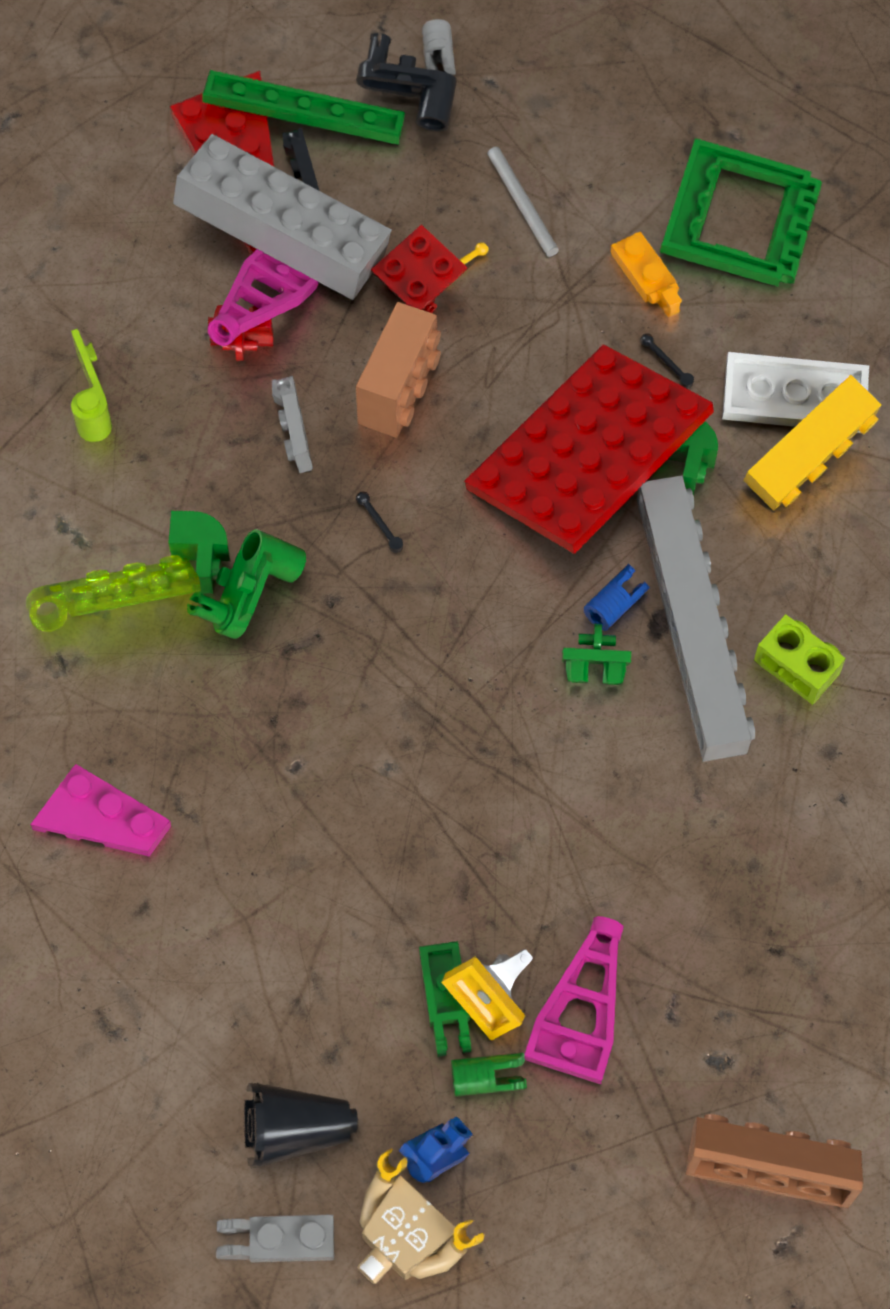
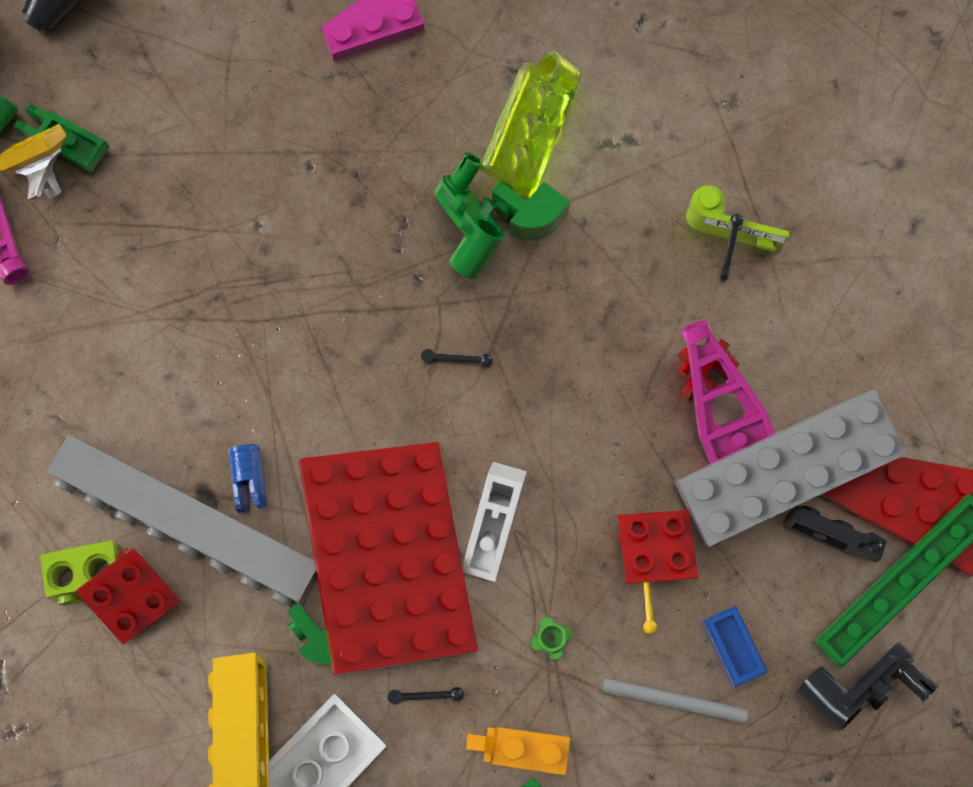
camera: 125 degrees right, 10 degrees up
(94, 369) = (736, 221): none -> black hinge
(291, 419) = (588, 351): light grey hinge -> none
(398, 370) = (568, 453): nougat brick -> none
(438, 45) = (891, 749): light grey hinge -> none
(447, 188) = (734, 646): none -> blue tile
(484, 397) = (493, 521): none -> white slope
(549, 296) = (541, 641): none -> bright green plate
(613, 661) = (212, 423): green hips -> none
(787, 603) = (127, 595): none -> red hinge

